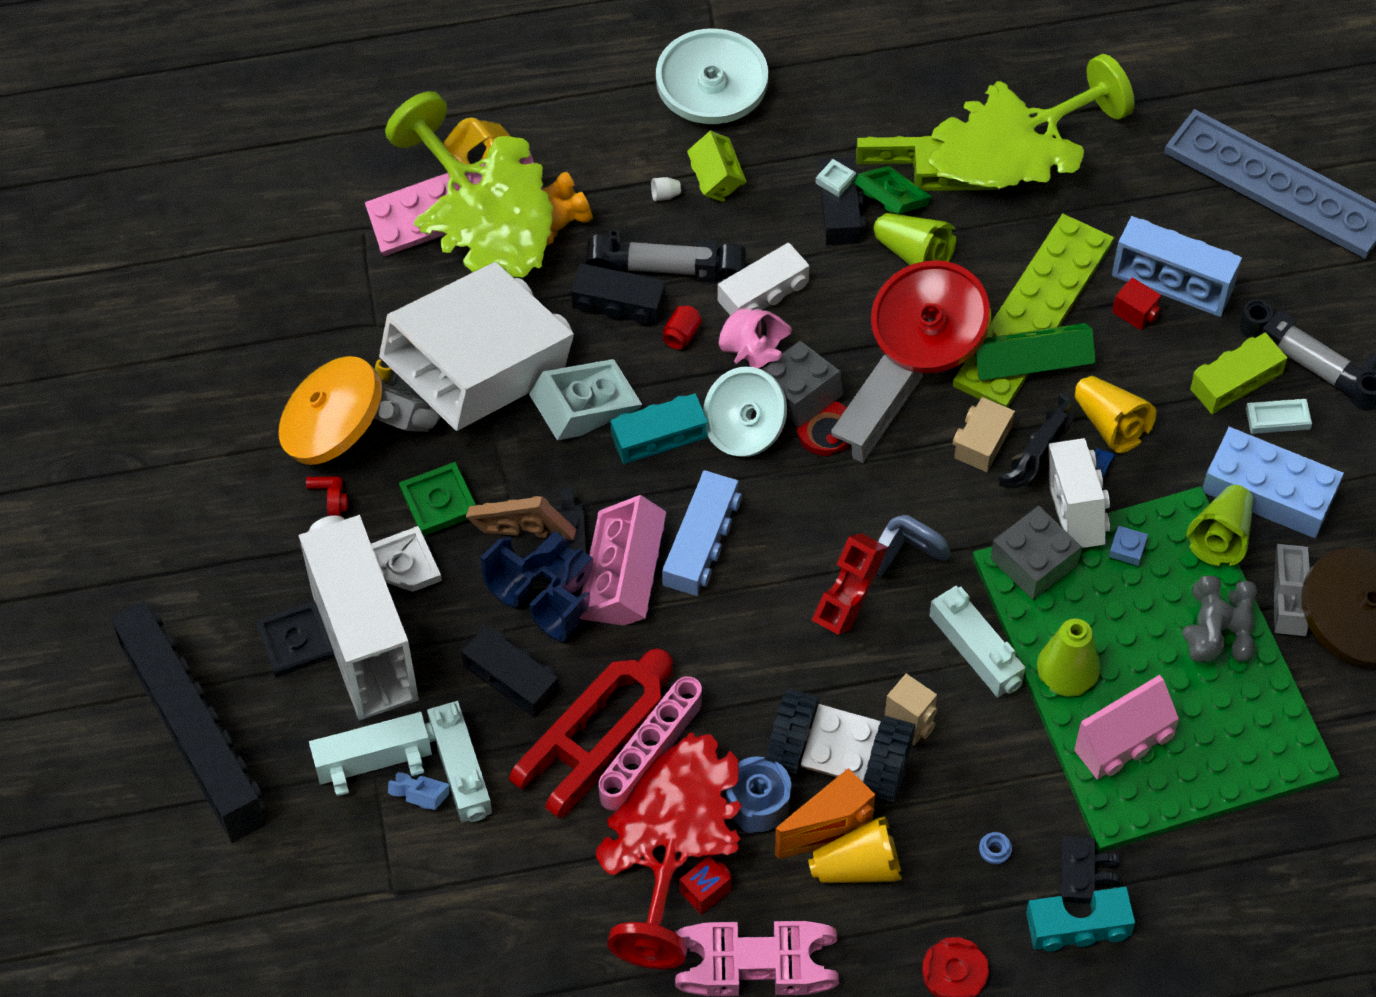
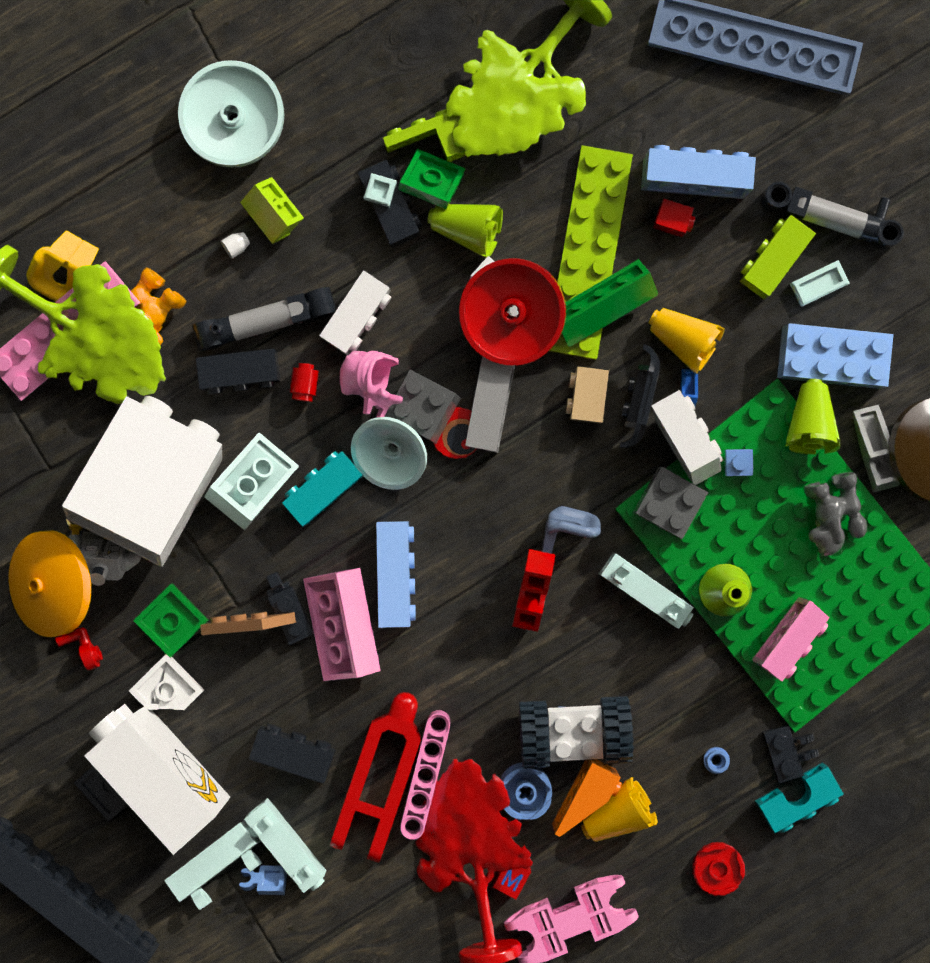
camera: 20 degrees left, 30 degrees up
(511, 579) = (295, 654): dark blue piece -> none
(913, 704) = (618, 679): tan brick -> none

